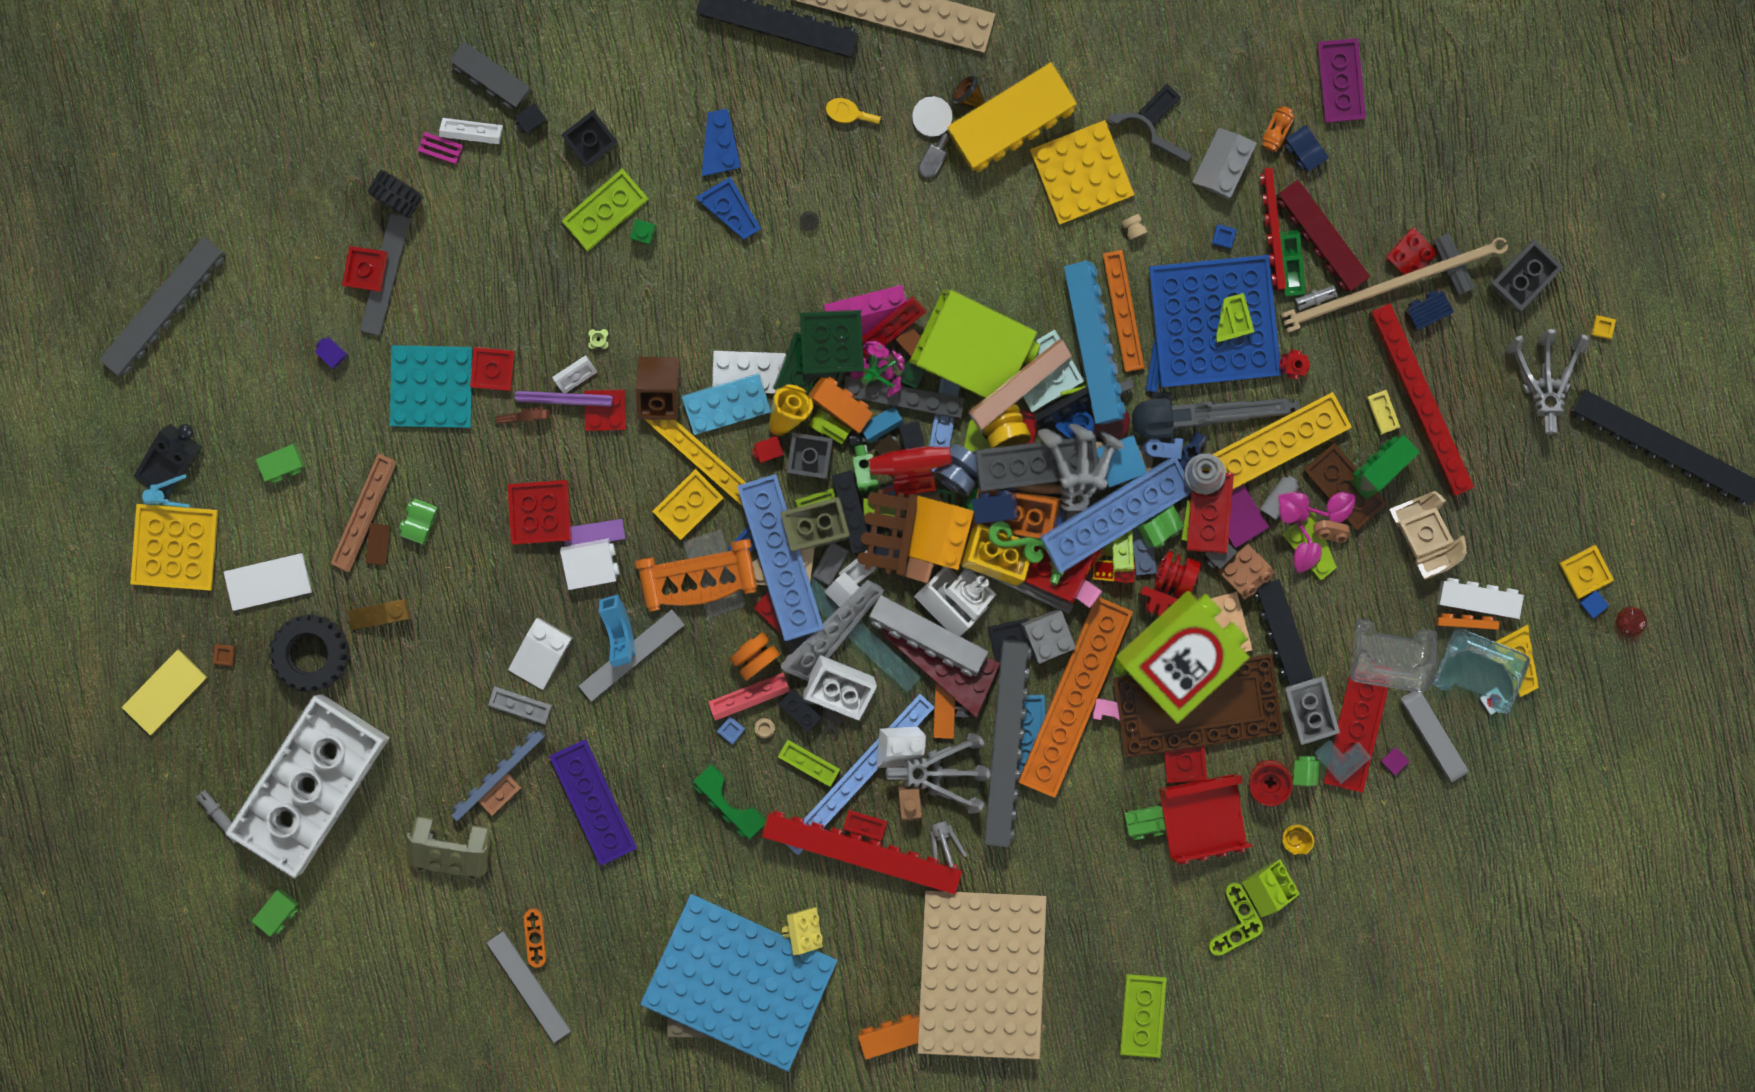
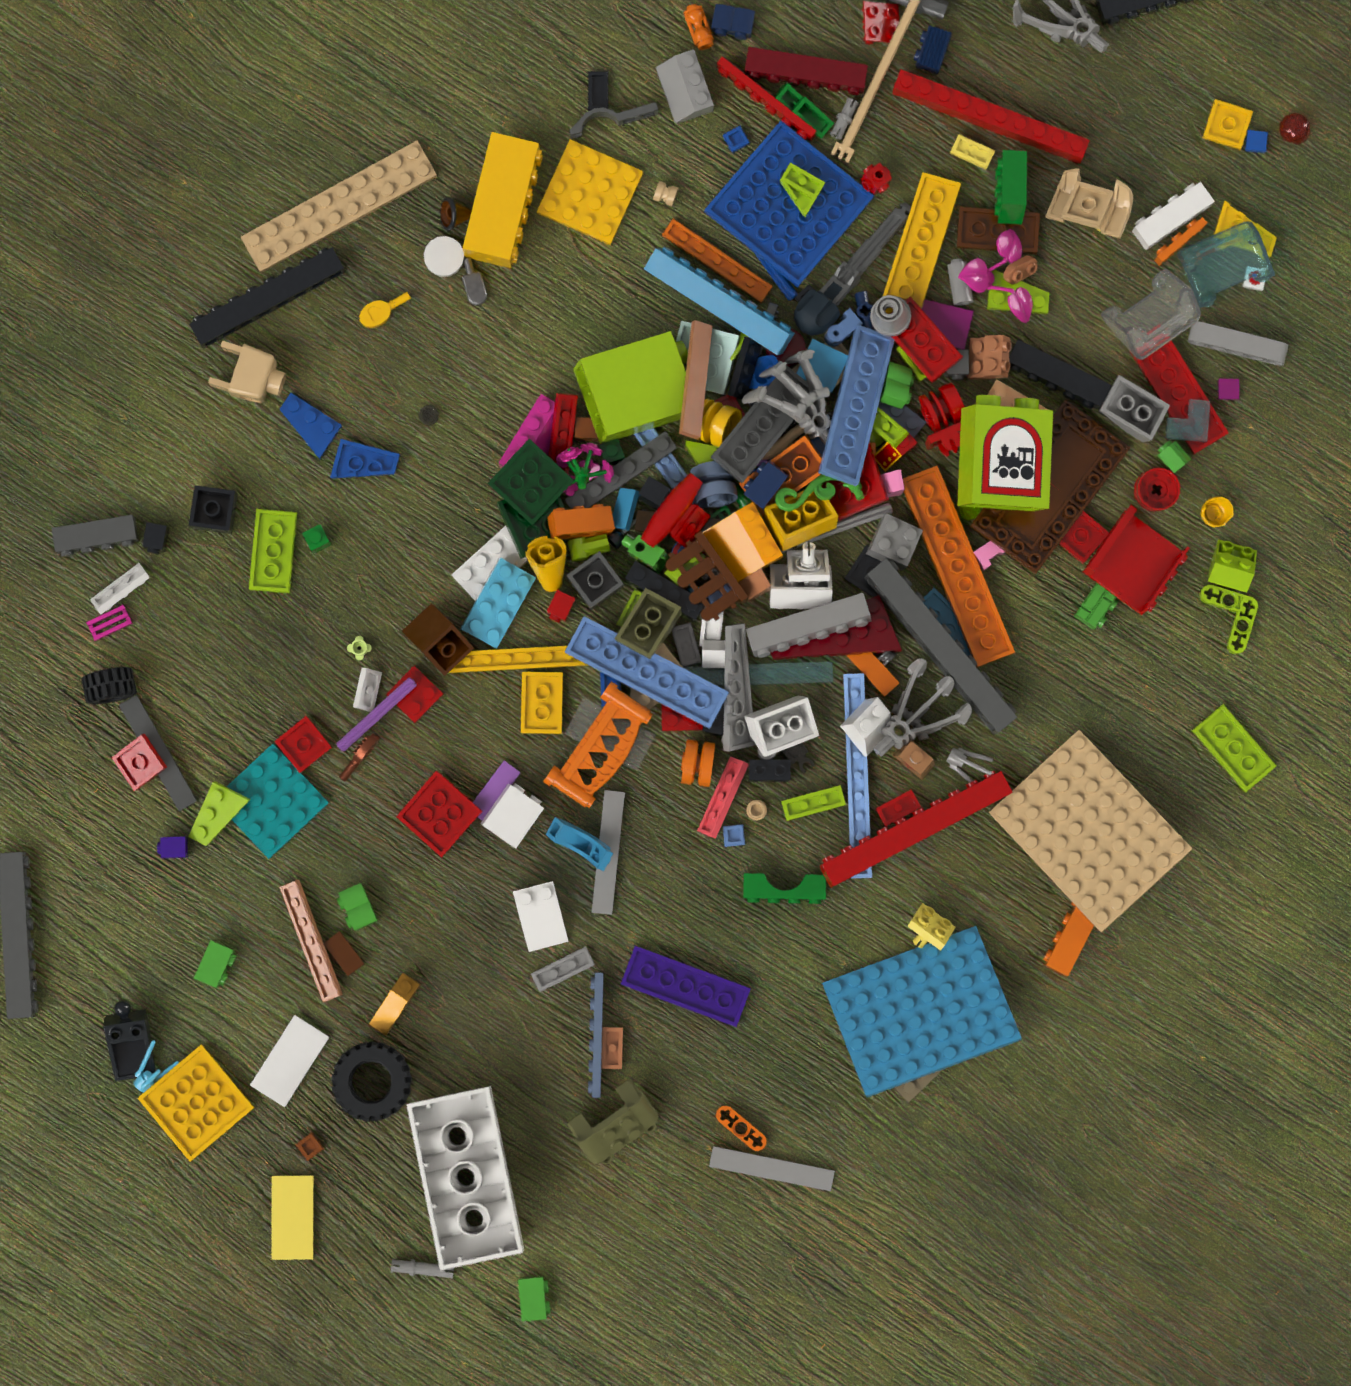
camera: 45 degrees left, 5 degrees down
(385, 357) = (216, 812): none -> lime wing
(712, 70) = (253, 374): none -> tan piece

